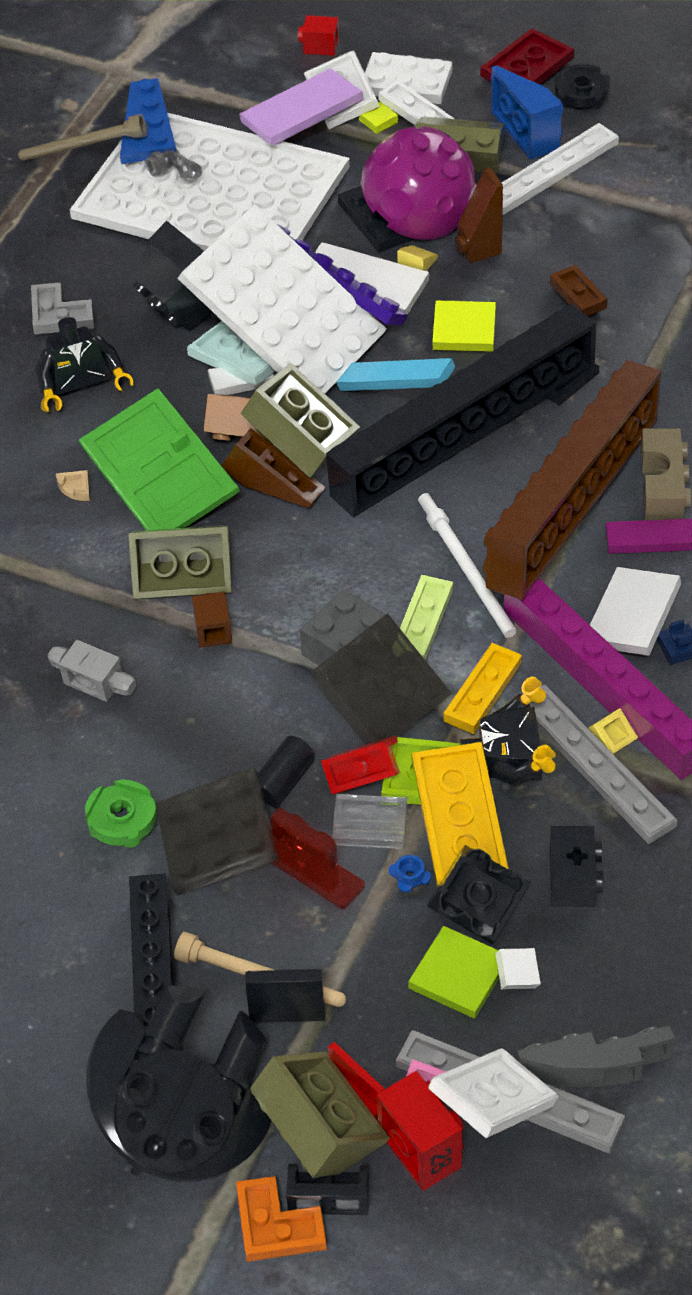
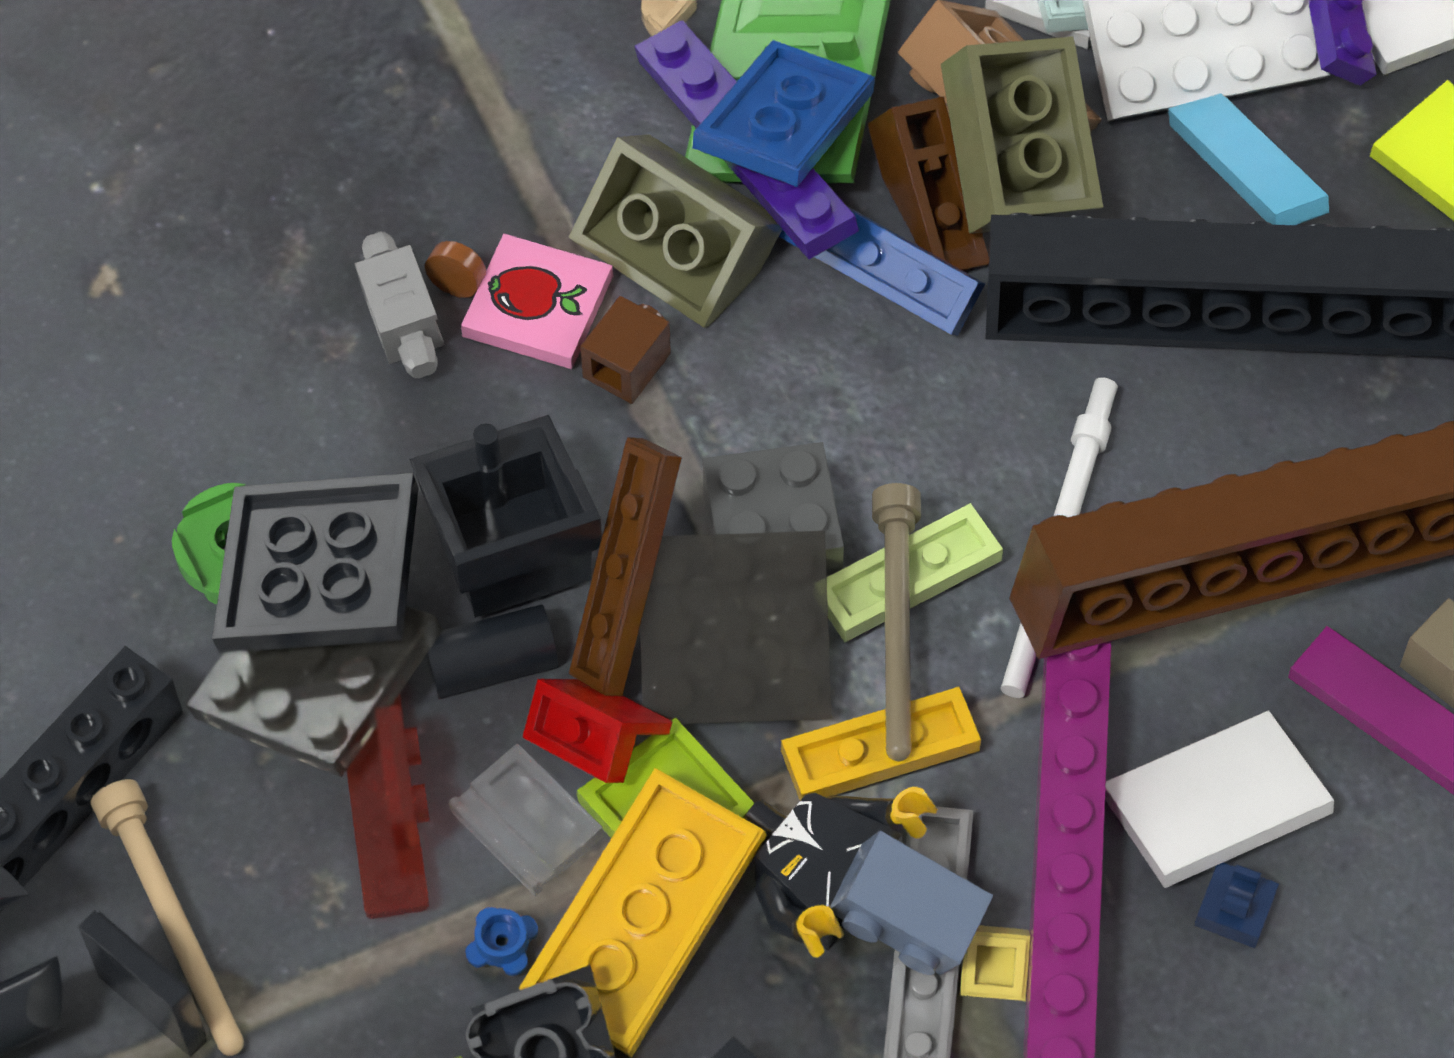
camera: 40 degrees right, 10 degrees up
(102, 637) = (455, 269): none -> dark orange tile
(148, 631) = (537, 301): none -> bright pink tile
(176, 504) = (696, 84): none -> dark purple plate
(180, 782) = (316, 563): none -> plate
(189, 478) = (784, 113): none -> blue tile
(242, 706) = (510, 514): none -> black piece
(278, 513) = (904, 274): none -> plate
(318, 686) = (624, 566): none -> reddish brown tile
(397, 597) = (896, 511): none -> dark tan piece
(568, 724) = (909, 905): none -> sand blue brick

